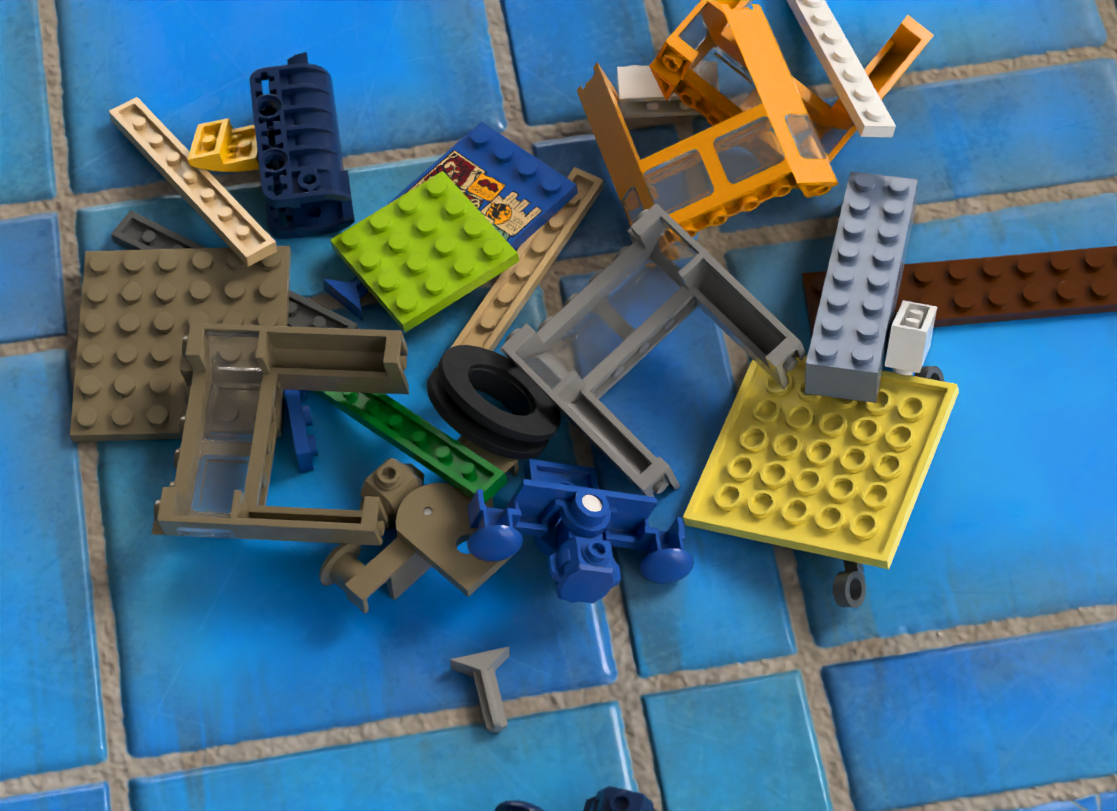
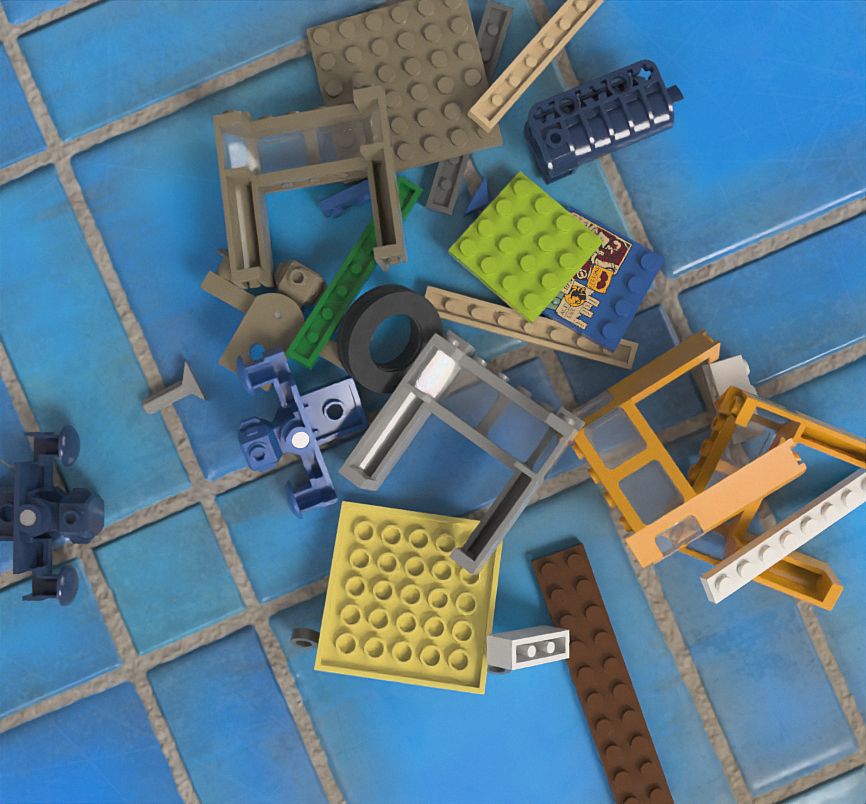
camera: 70 degrees right, 30 degrees up
(224, 149) = (583, 59): yellow slope -> none
(861, 287) = (567, 600): sand blue brick -> none

